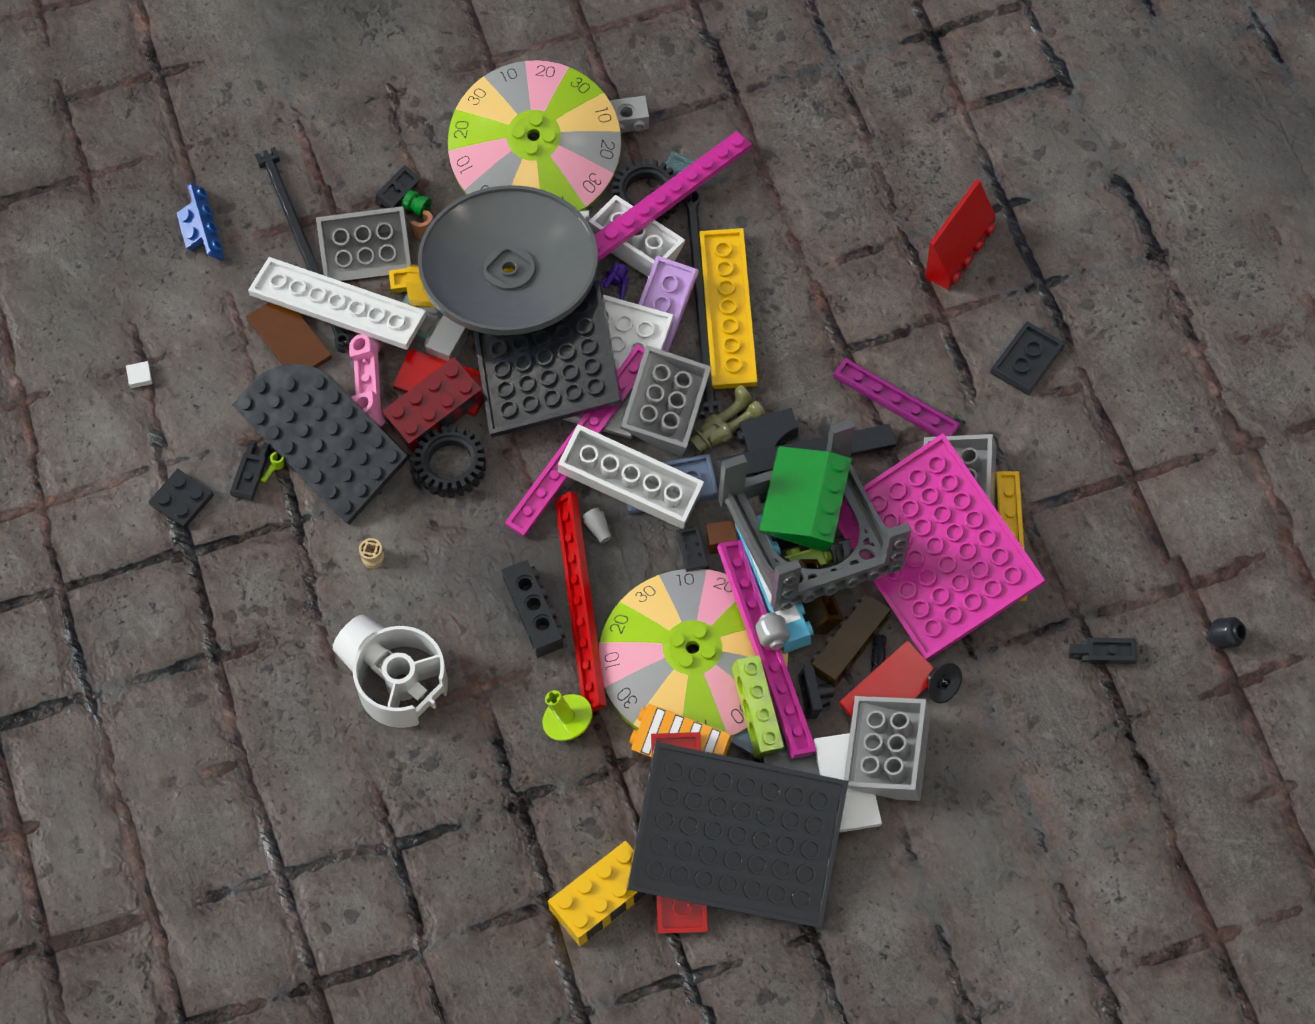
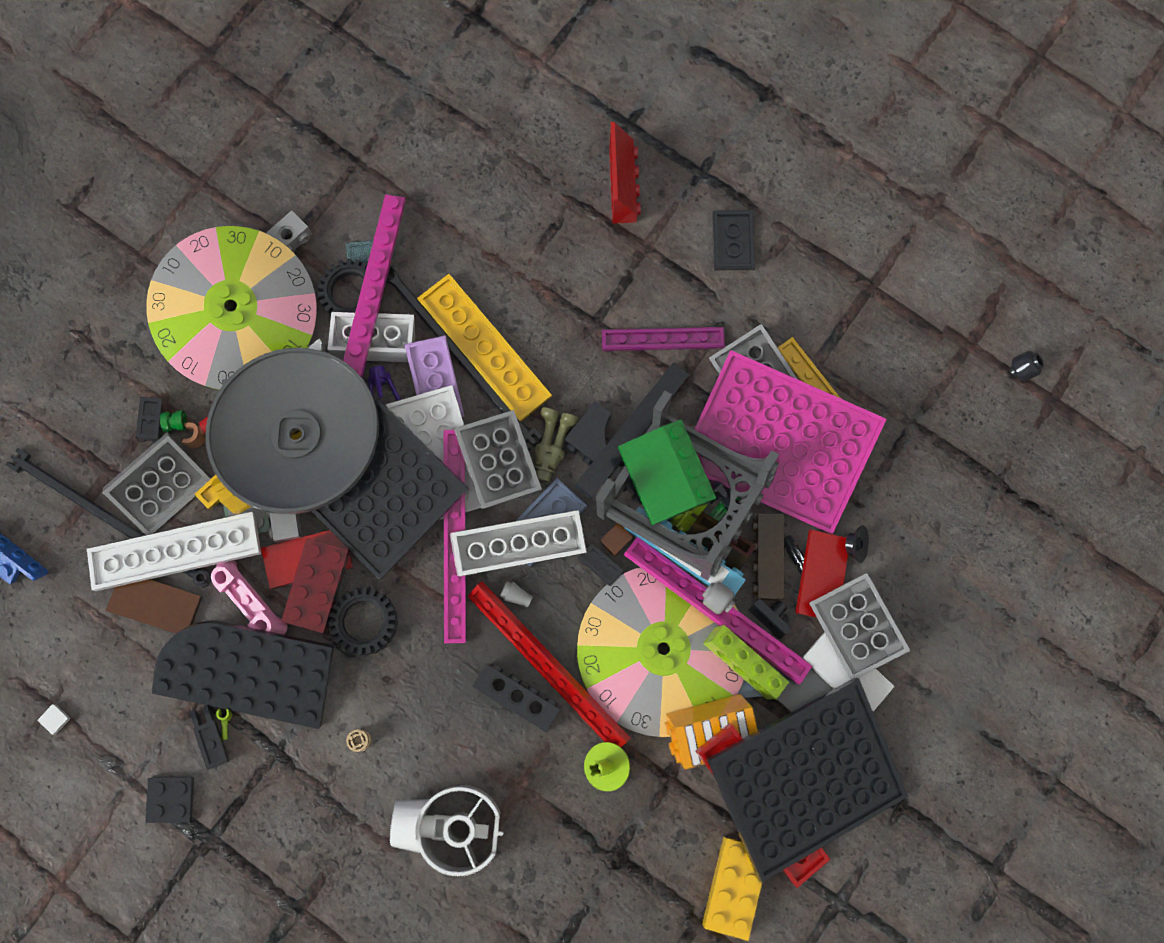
camera: 40 degrees left, 15 degrees up
(1105, 651) = (951, 437): black hinge -> none

